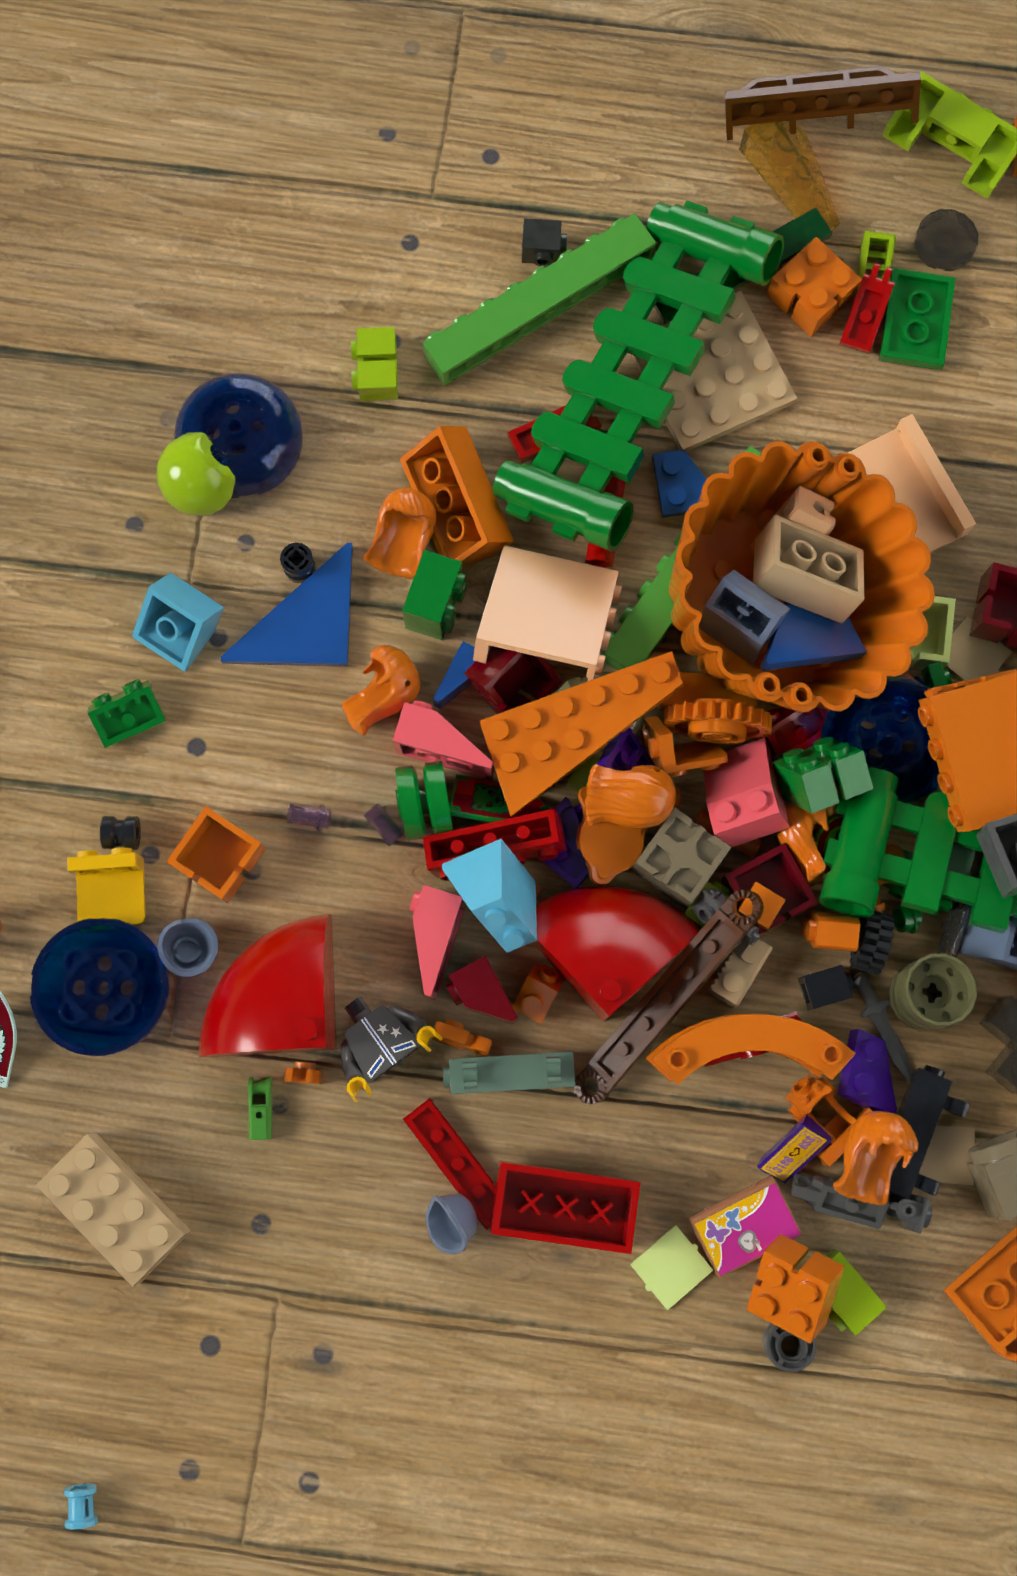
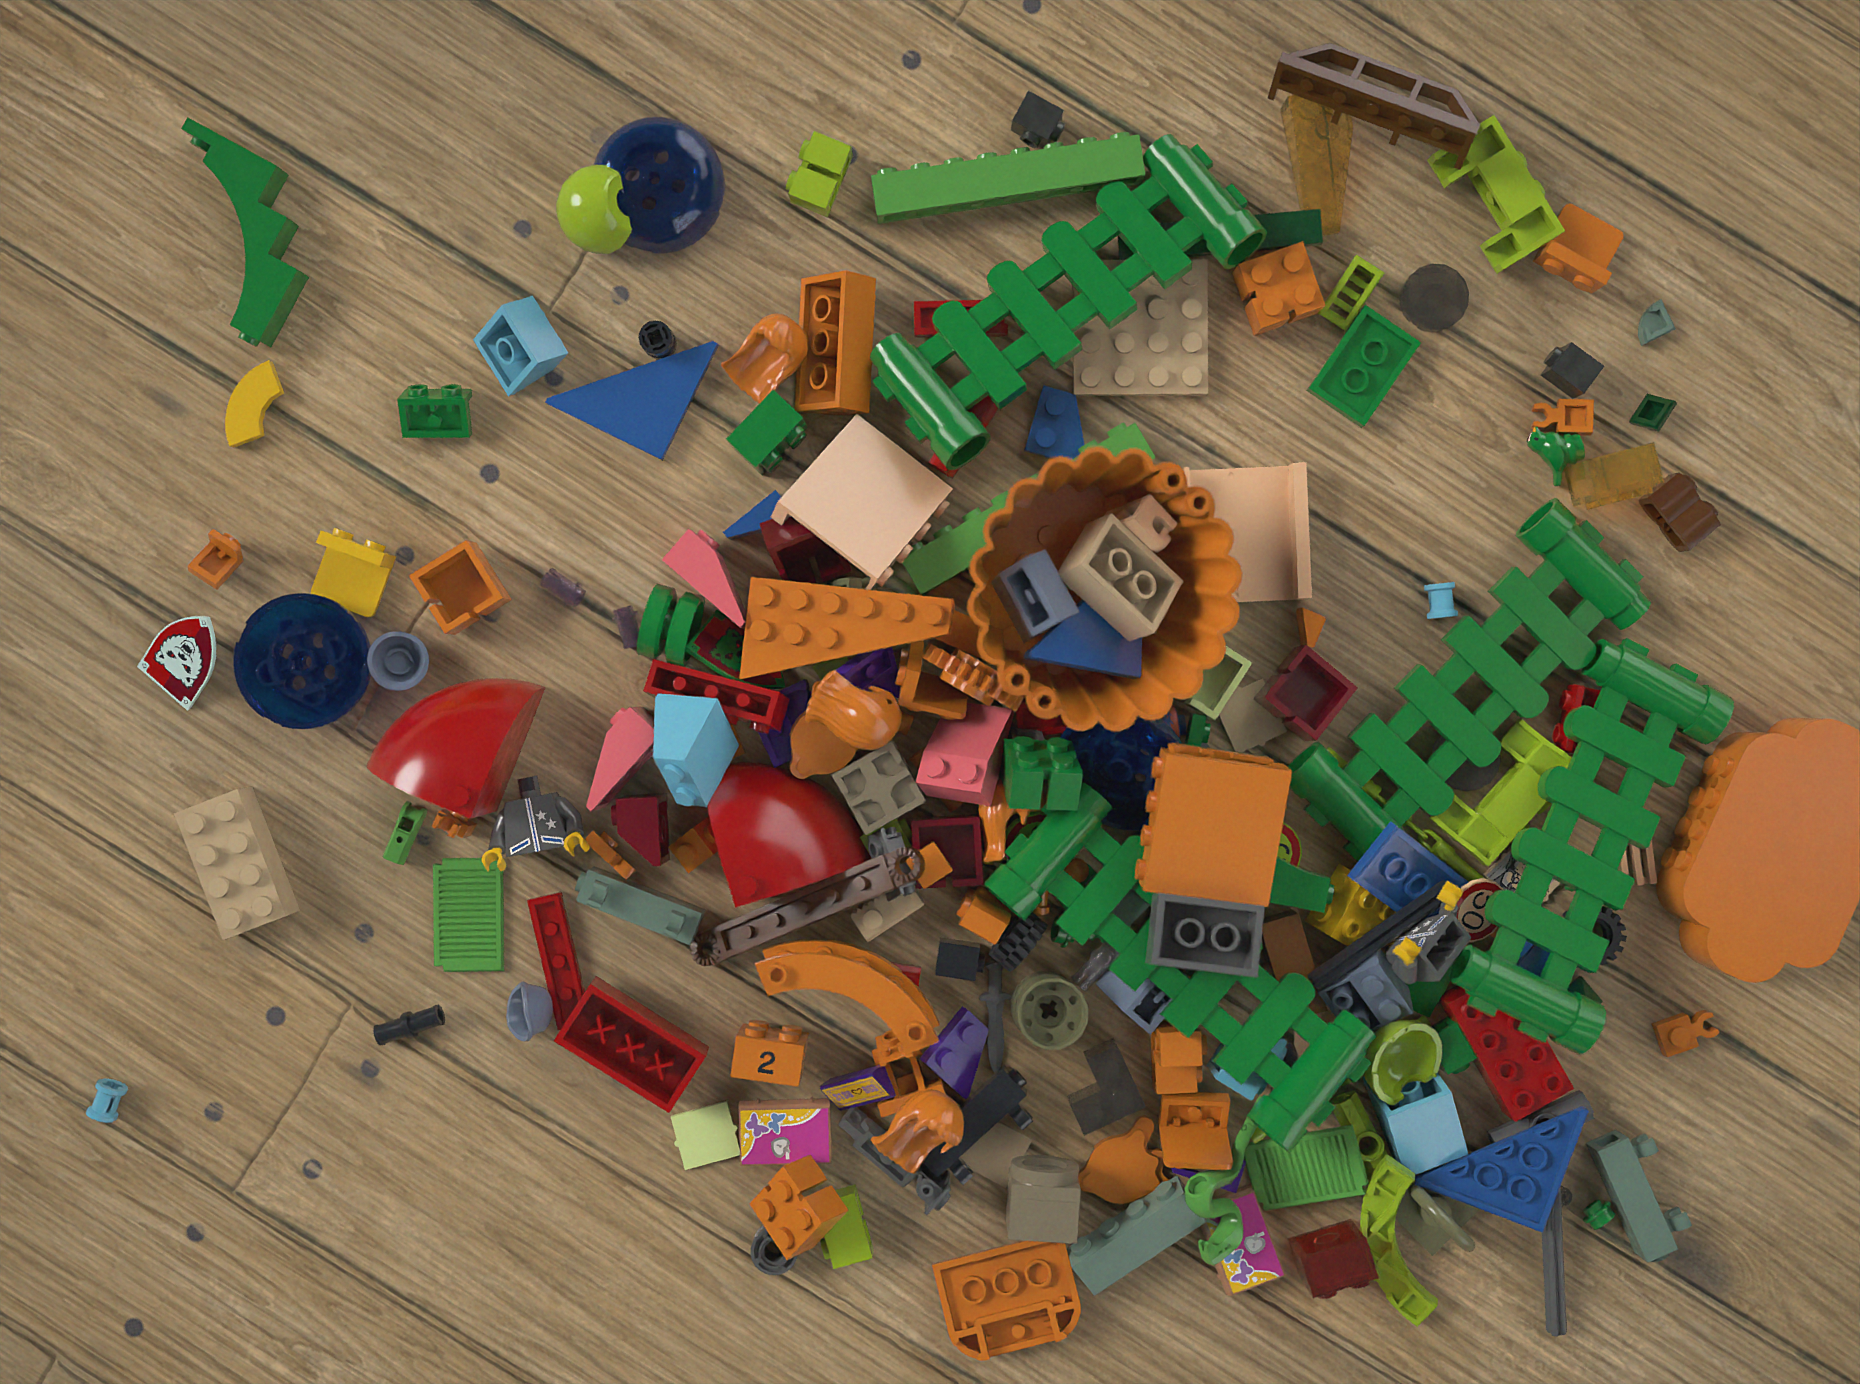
camera: 30 degrees right, 10 degrees up
(120, 832) = (383, 524): black wheel -> none
(343, 1291) = (409, 1025): none -> black pin
(353, 1160) = (468, 915): none -> bright green window
(393, 684) = (684, 506): orange piece -> none
(699, 1153) = (770, 1053): none -> orange brick
(867, 310) = (1319, 336): red hinge -> none
(984, 550) = (1309, 626): none -> orange slope

